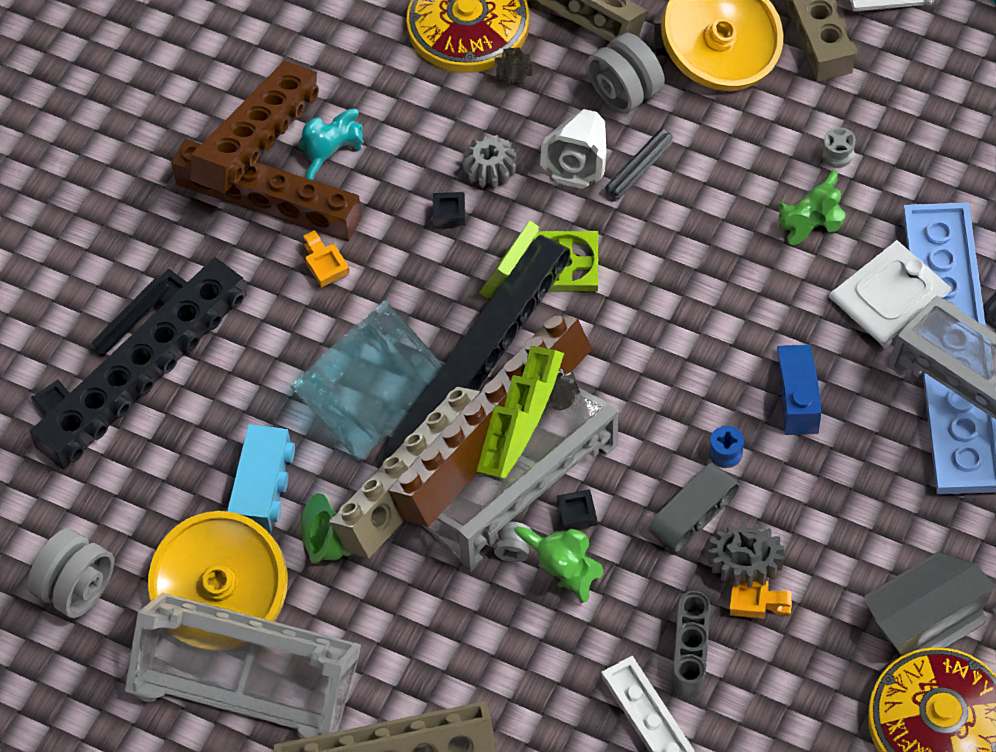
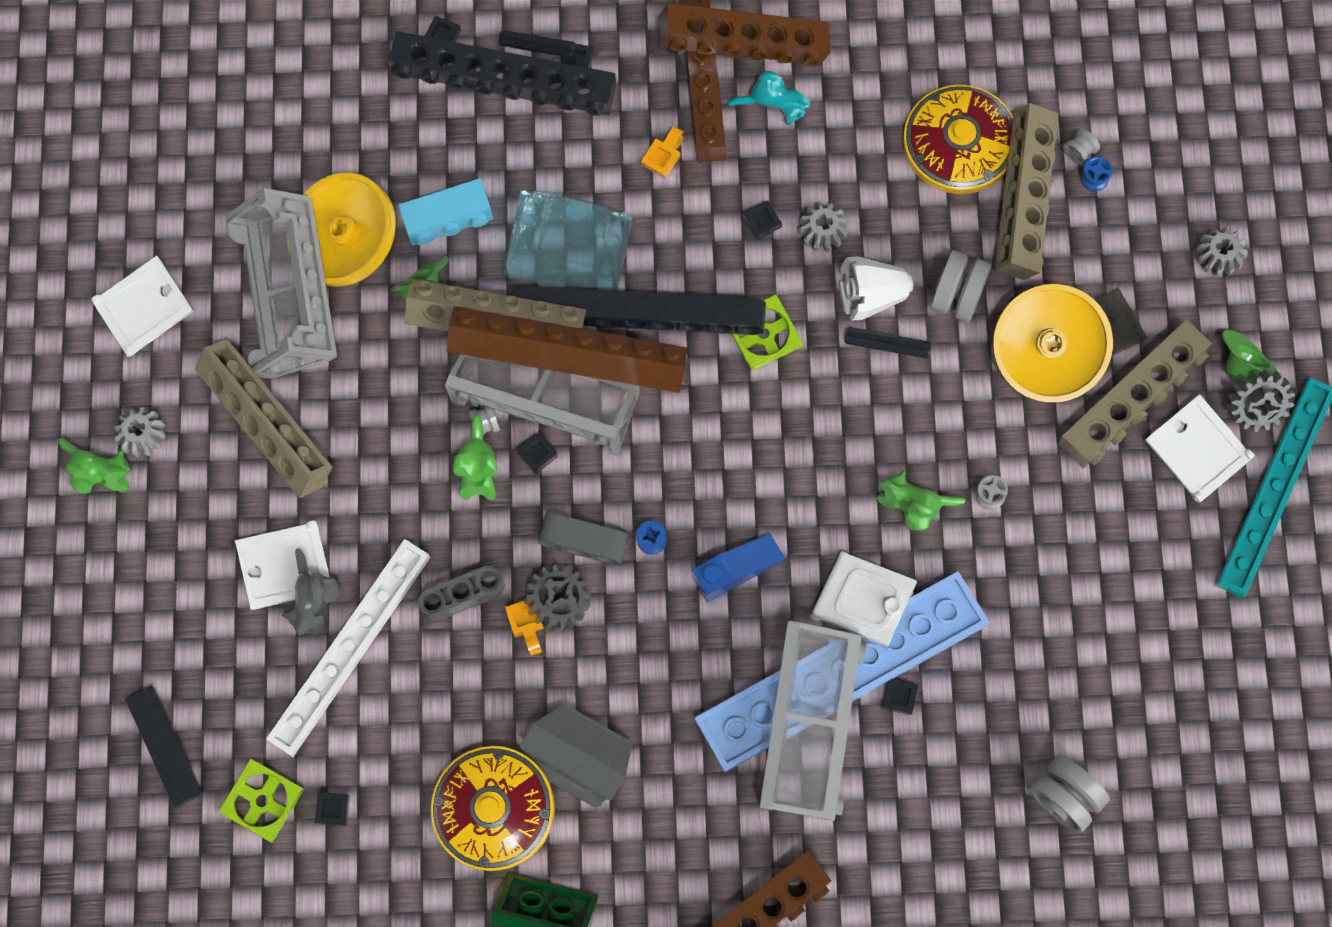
camera: 65 degrees right, 15 degrees up
(70, 573) = (294, 126): light grey wheel -> none
(509, 260) = (723, 289): piece -> none
(513, 66) = (922, 201): clear smoke gear -> none
(516, 421) = (562, 367): lime slope -> none
(563, 391) = (614, 384): clear smoke gear -> none

